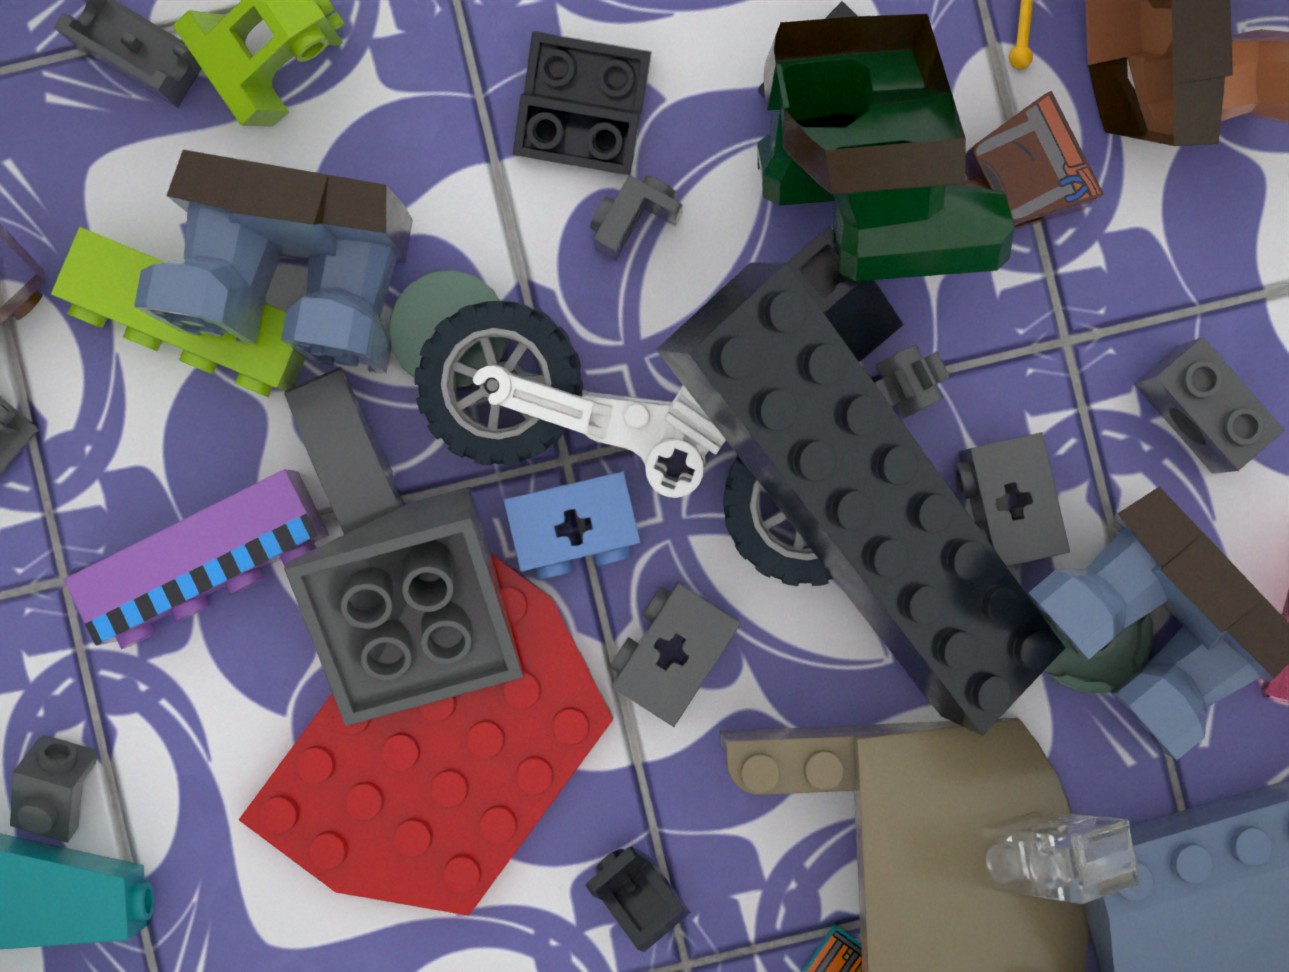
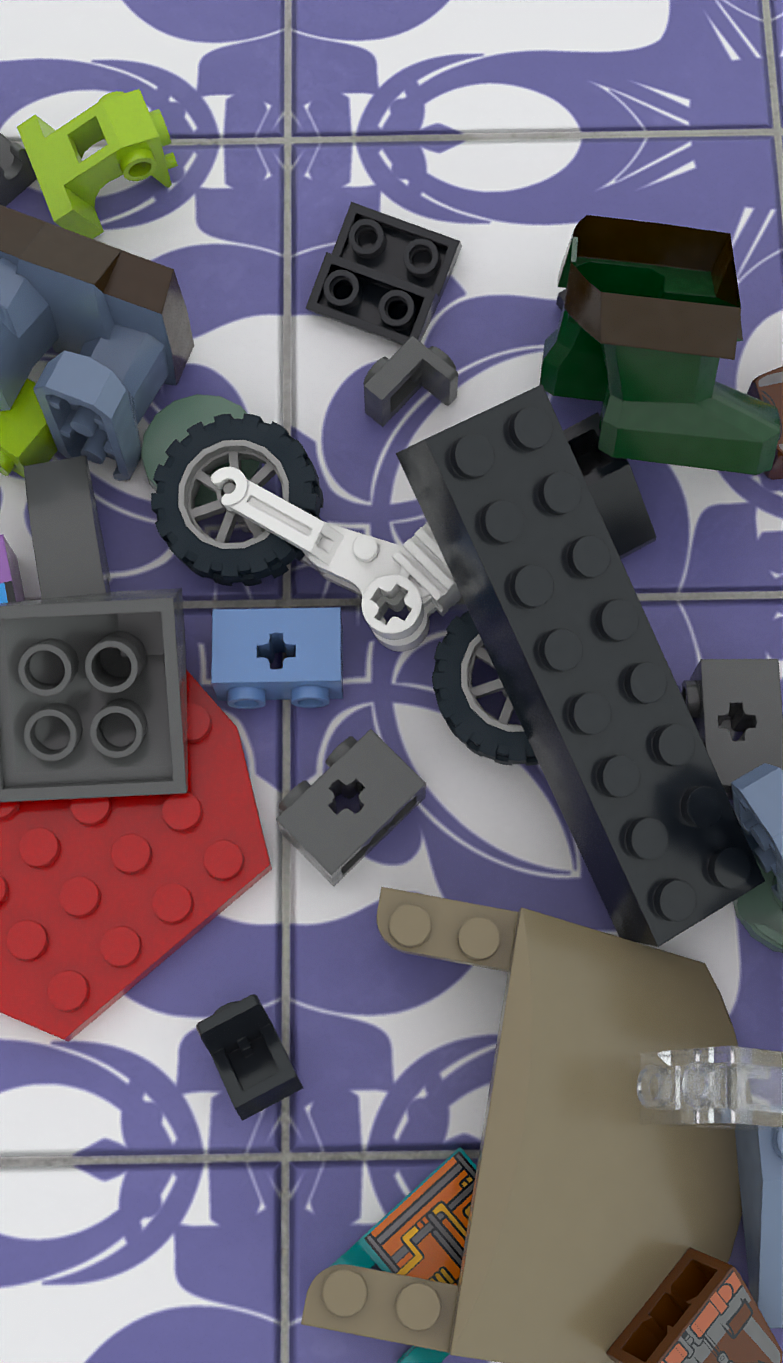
camera: 10 degrees right, 15 degrees down
(911, 380) = (658, 585): dark grey gear -> none

